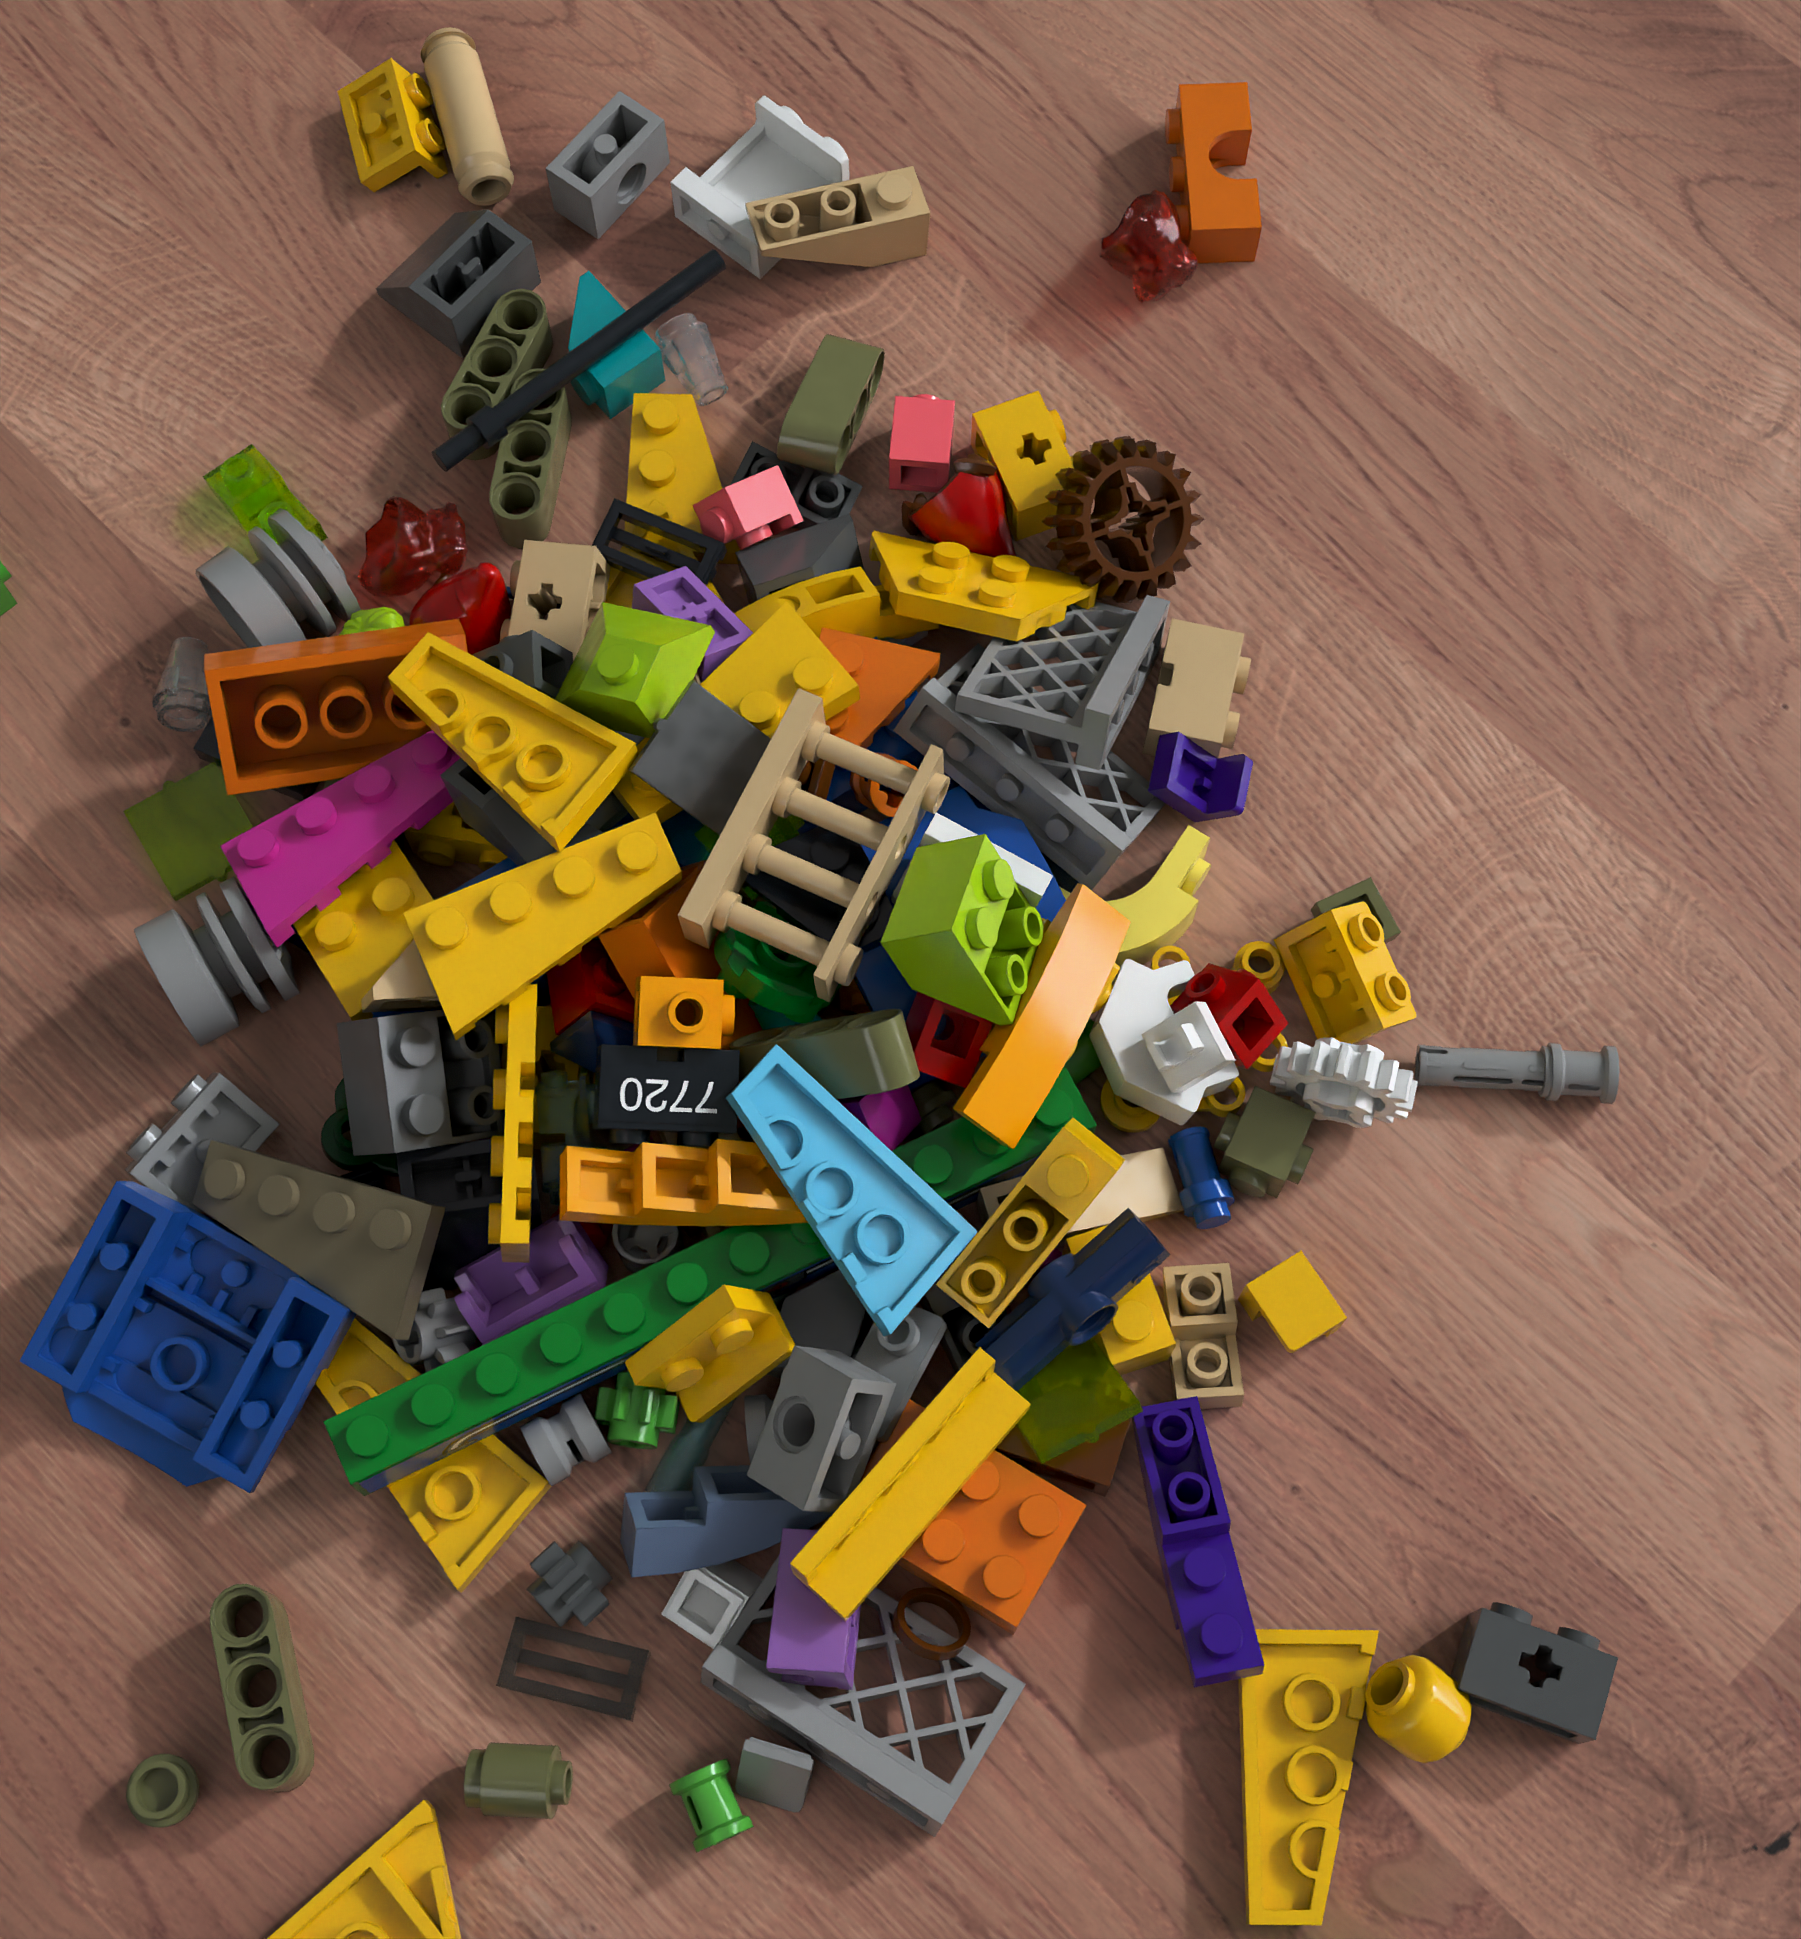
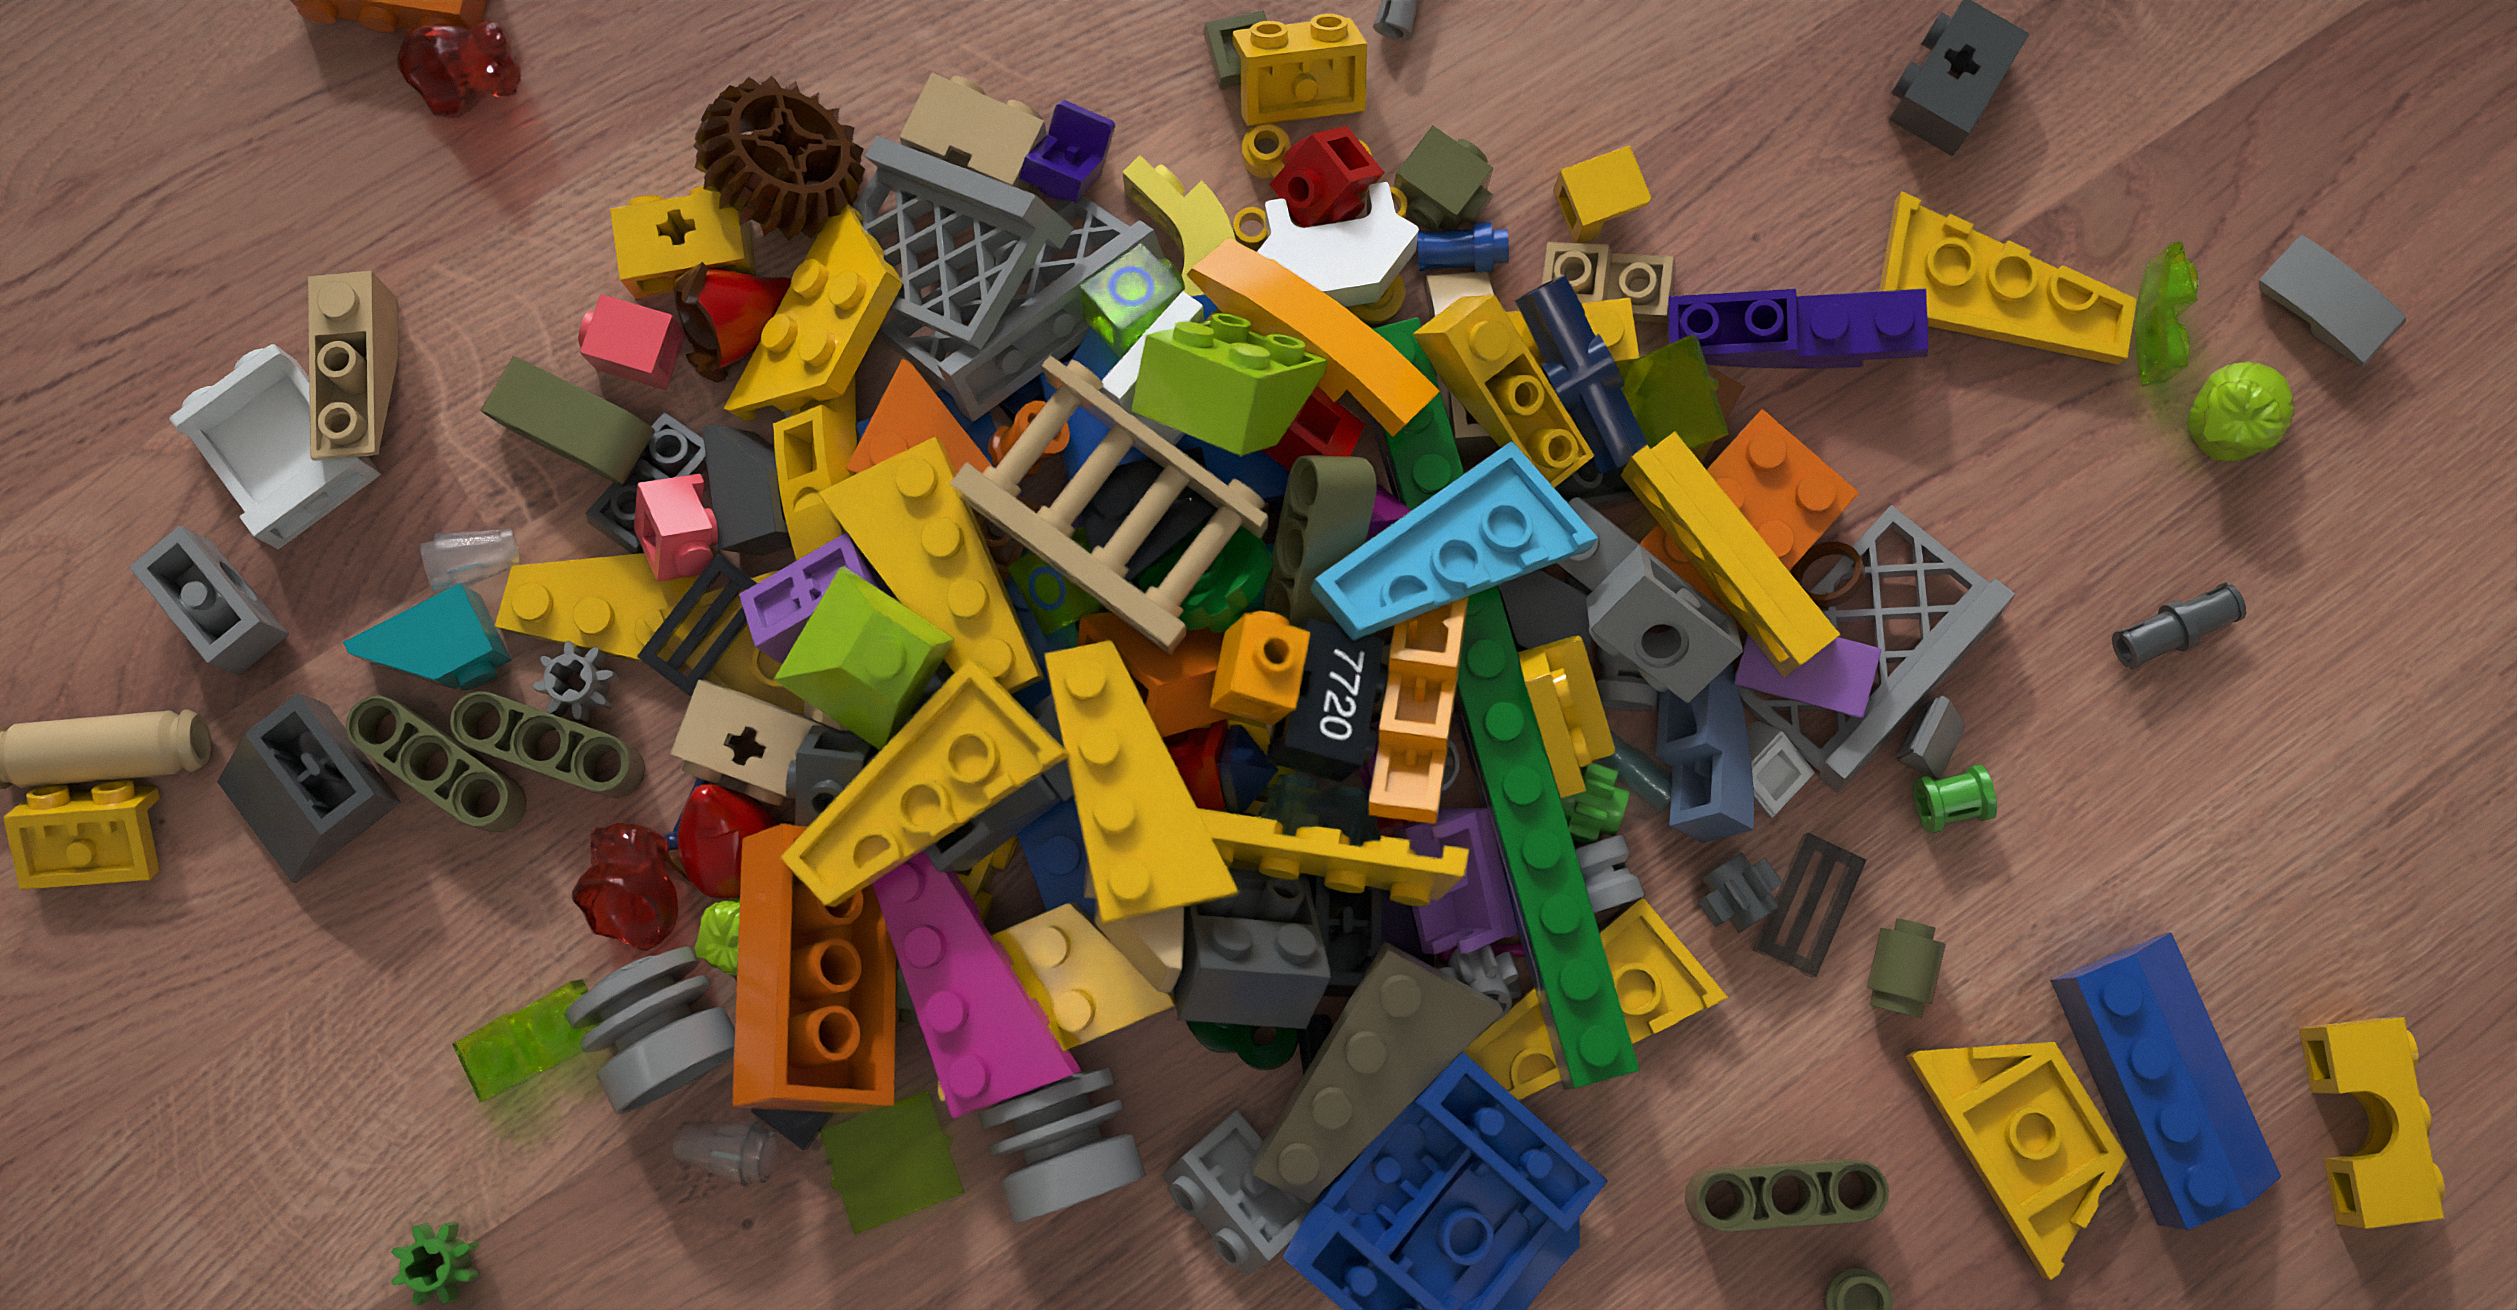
camera: 80 degrees left, 10 degrees up
(56, 472) = (414, 1261): none -> bright green gear
(490, 424) = (512, 773): black bar -> none
(593, 468) = (557, 676): none -> light grey gear
(701, 756) = (989, 597): flat silver piece -> none
(1045, 835) = (1129, 297): none -> clear neon green brick
(1188, 1047) = (1364, 214): white tile -> none
(1344, 1082) = (1410, 92): white gear -> none
(1417, 1708) = (1973, 174): yellow head -> none

